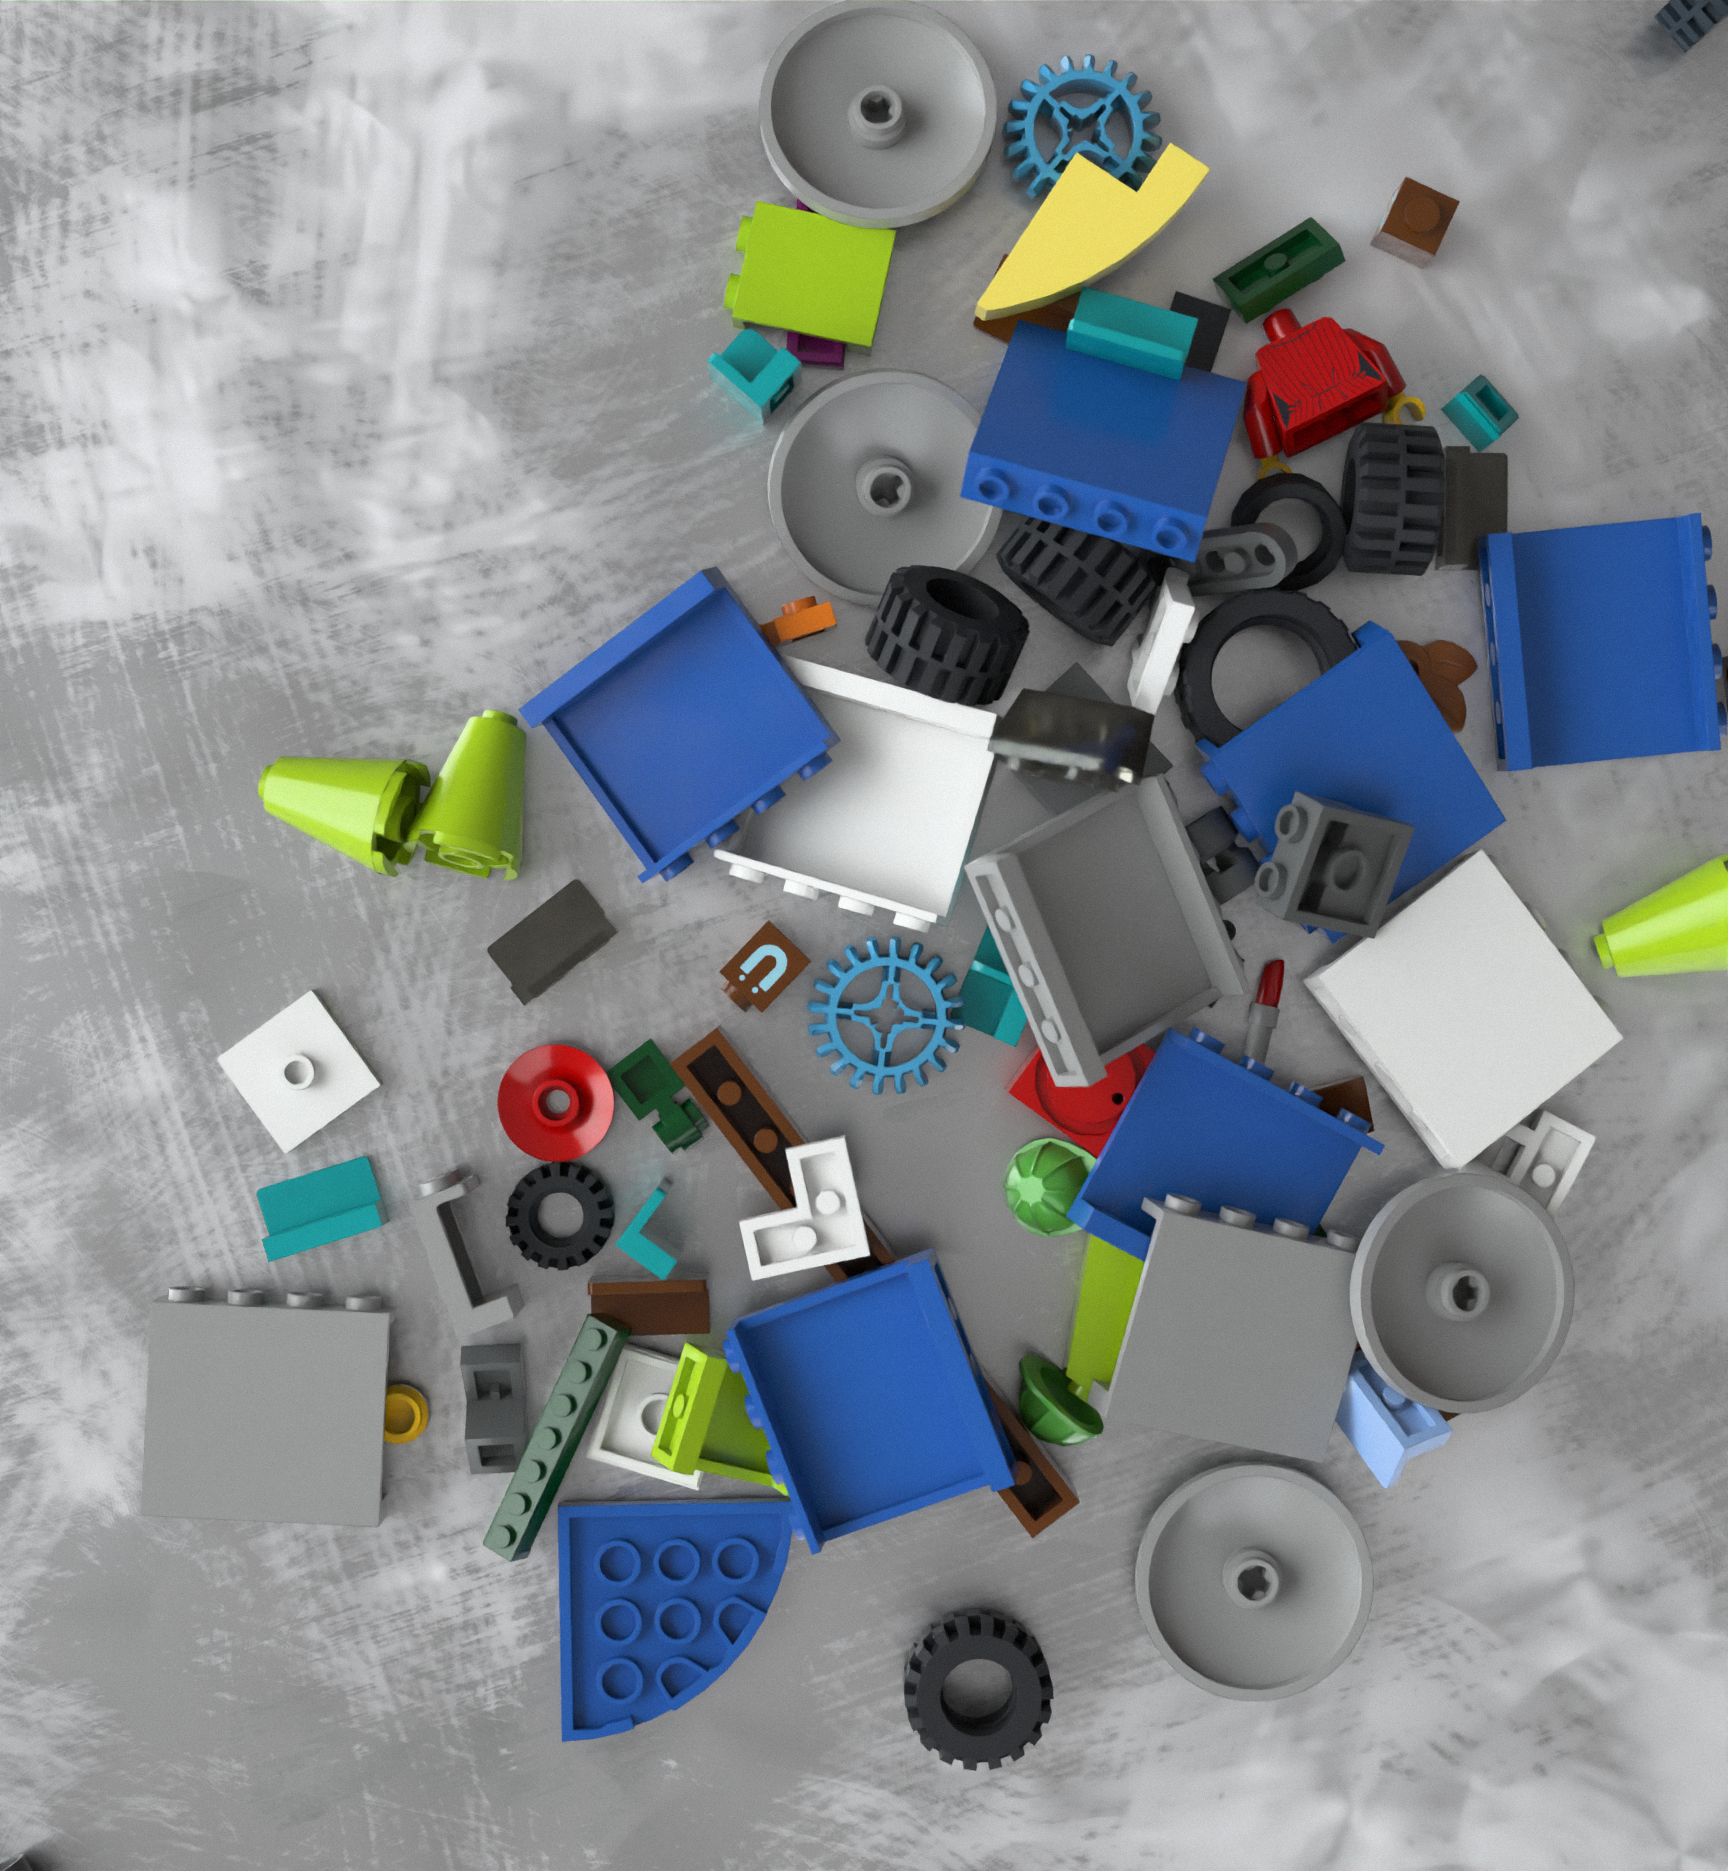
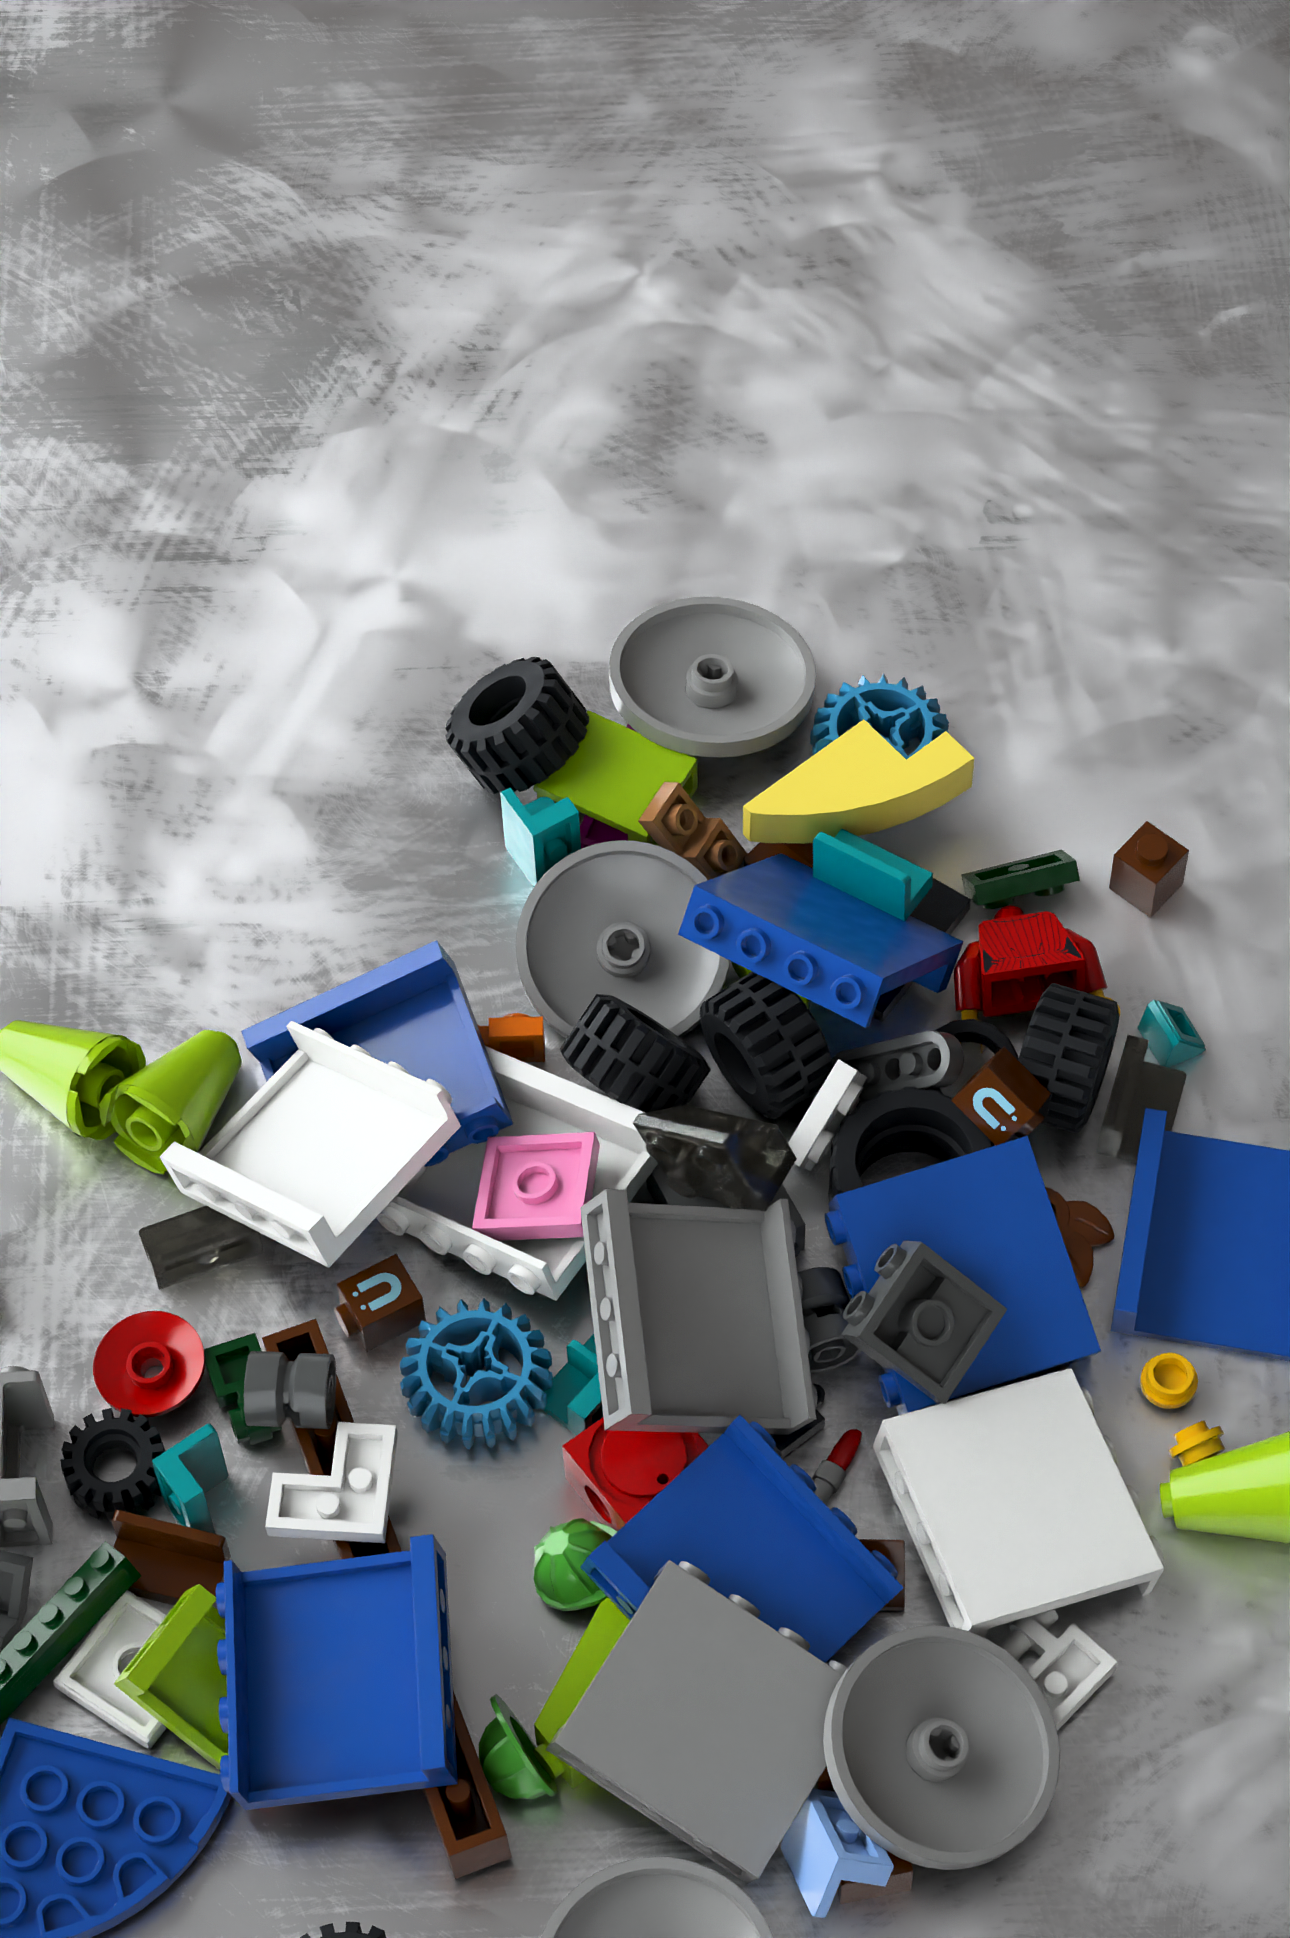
camera: 20 degrees right, 30 degrees down
(653, 837) = (318, 1147): none -> white panel
(654, 236) = (517, 725): none -> black tyre
(726, 1130) = (290, 1389): none -> dark grey wheel
(892, 816) = (536, 1185): none -> bright pink plate
(917, 325) = (683, 829): none -> medium nougat slope
(1348, 586) = (1002, 1098): none -> reddish brown brick
(1572, 816) = (1169, 1381): none -> yellow plate
(1618, 882) = (1197, 1443): none -> yellow plate

